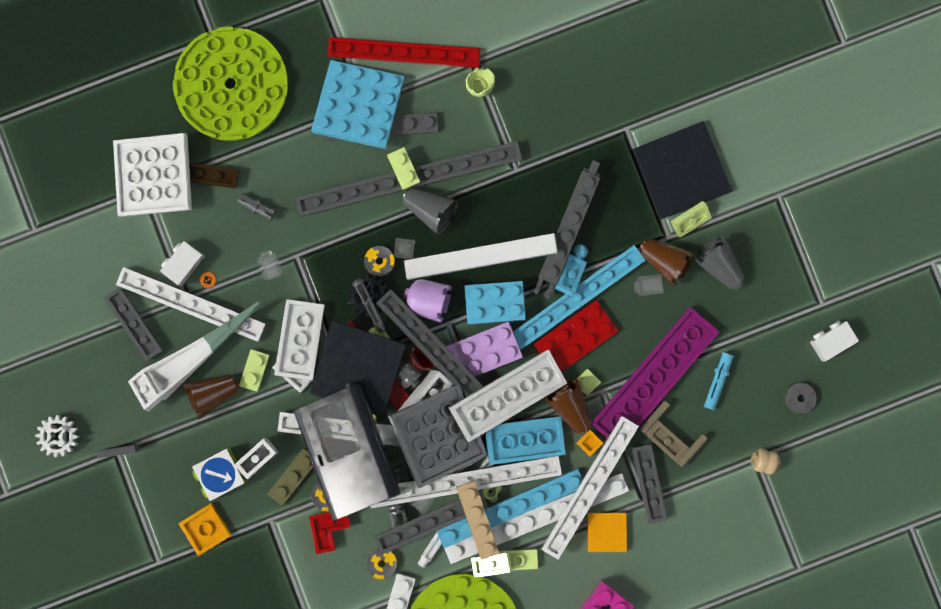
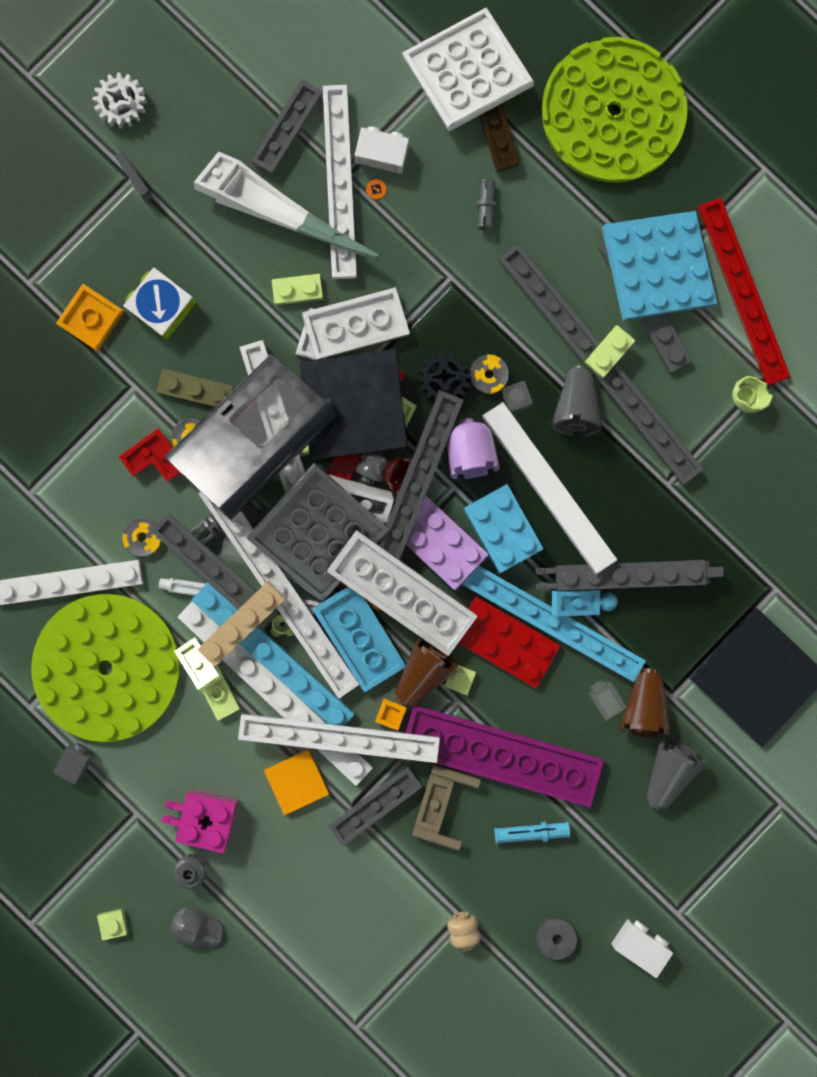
camera: 60 degrees right, 0 degrees up
(210, 393) = (247, 250): reddish brown cone -> none
(256, 458) = (197, 337): white brick -> none
(270, 265) = (425, 251): clear brick -> none
(367, 300) = (437, 379): dark grey piece -> none
(691, 219) = (706, 714): yellowish green plate -> none

